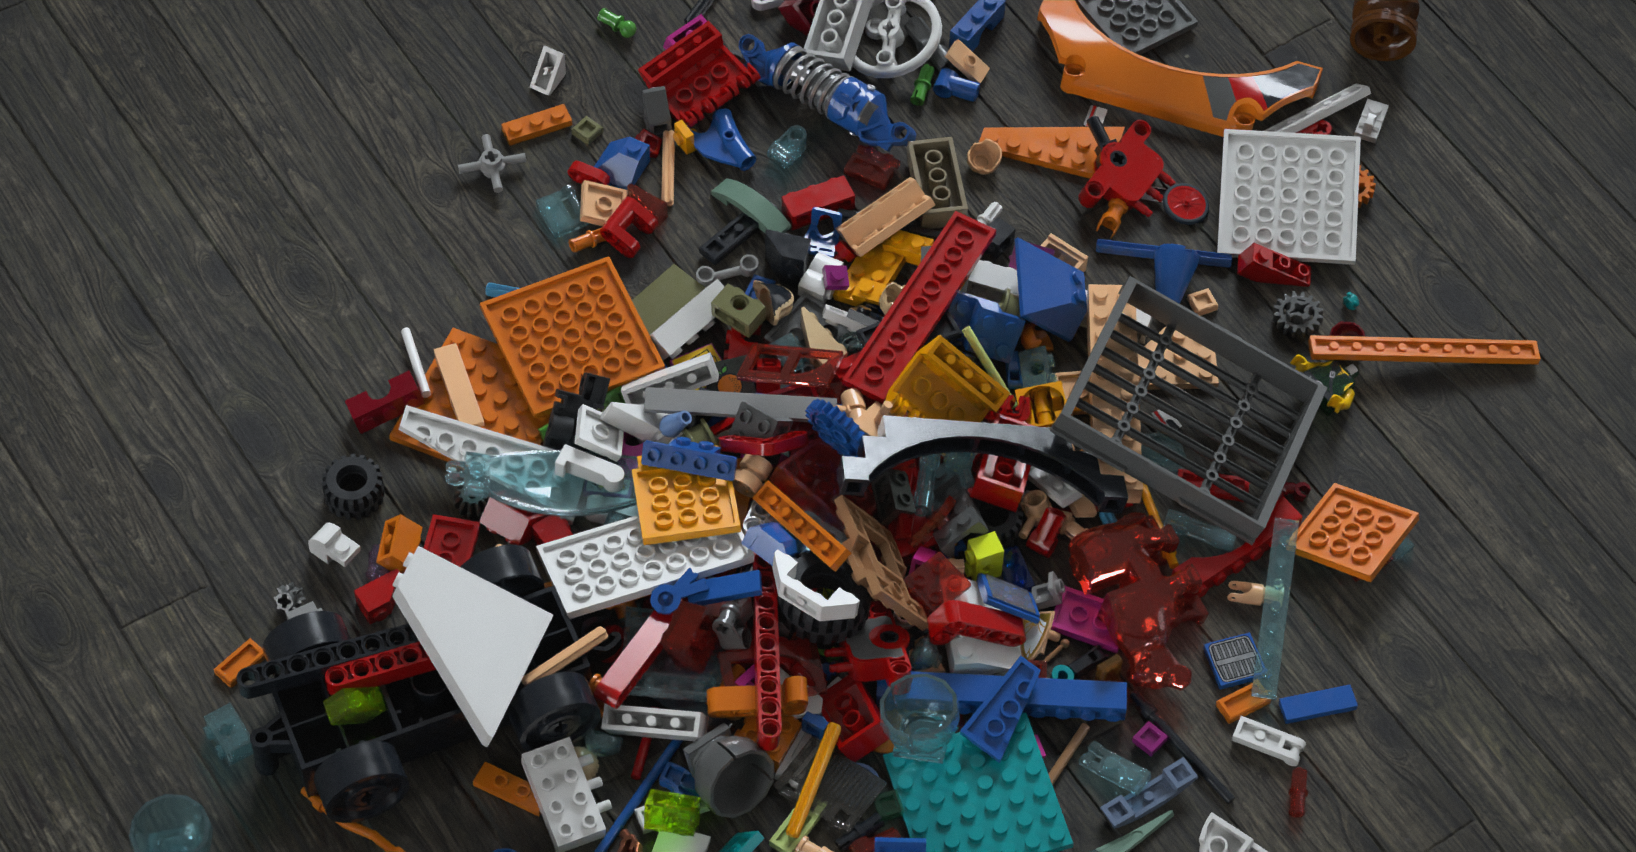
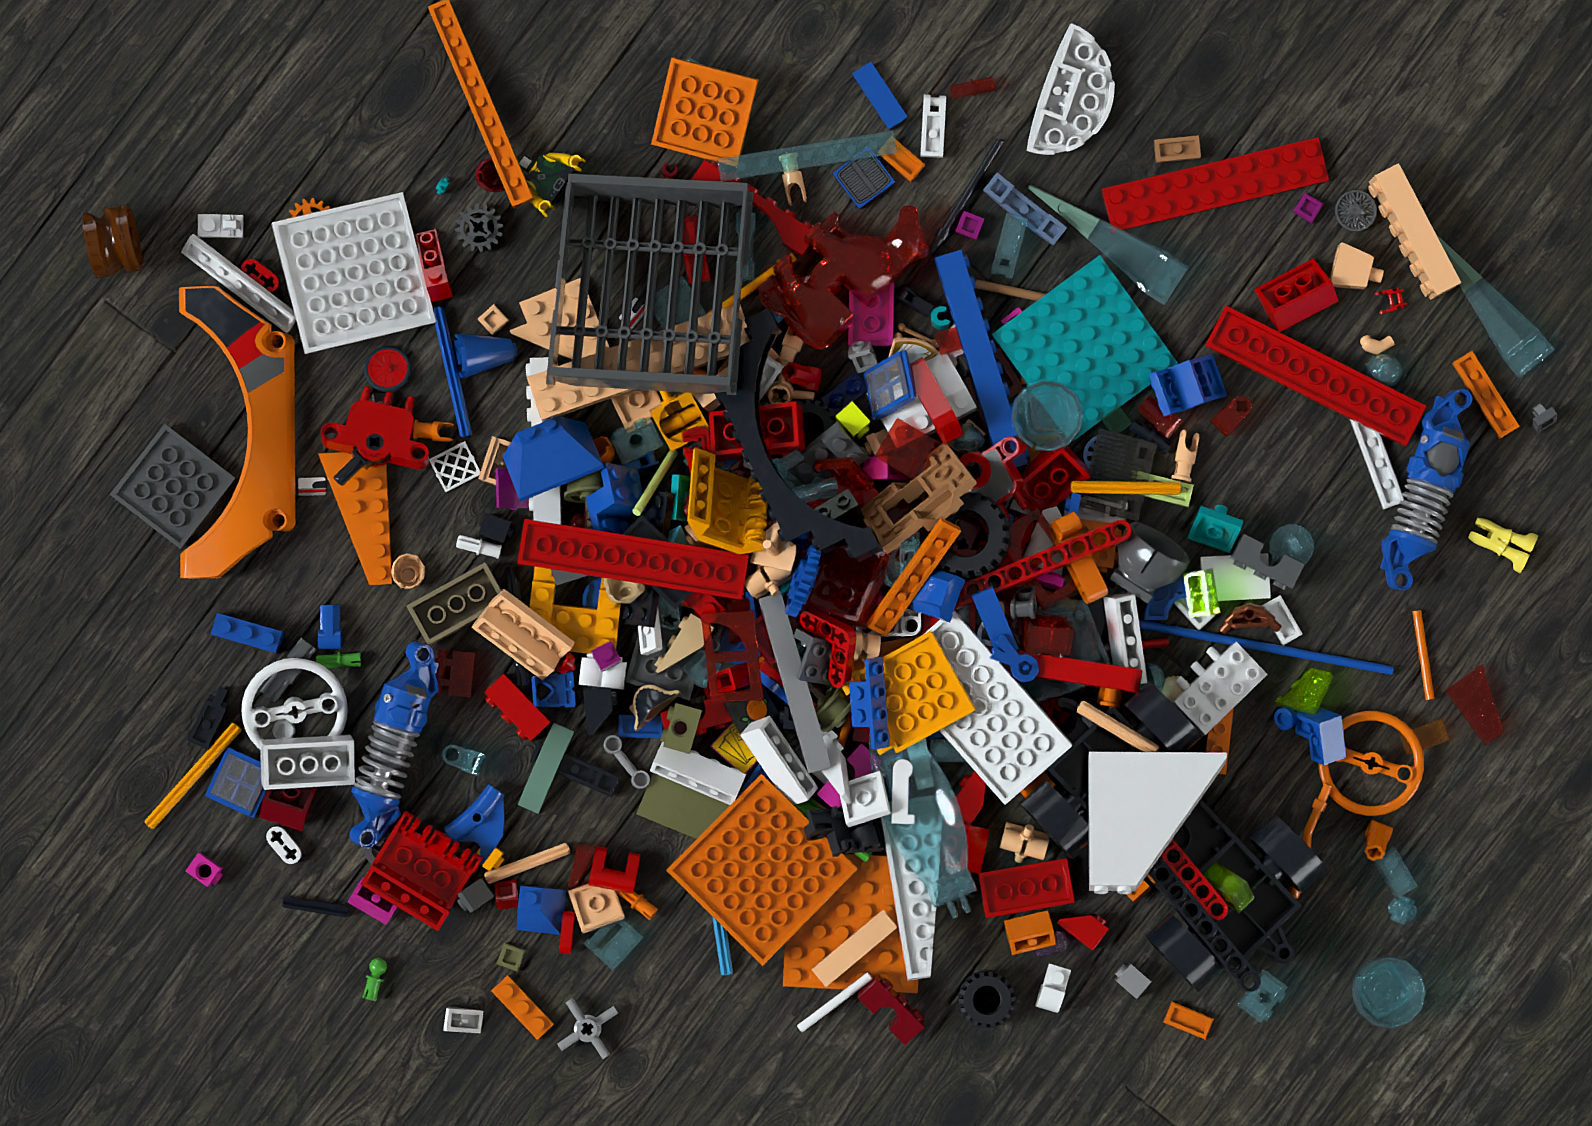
camera: 110 degrees left, 30 degrees up
(289, 597) = (1116, 1004): dark grey gear -> none
(673, 424) = (831, 735): medium blue cone -> none
(839, 606) = (975, 570): white slope -> none
(967, 62) = (301, 625): light nougat plate -> none
(1000, 712) = (1010, 353): blue wing -> none
(1088, 242) = (448, 452): none -> white window
(1109, 669) = (929, 277): clear orange tile -> none

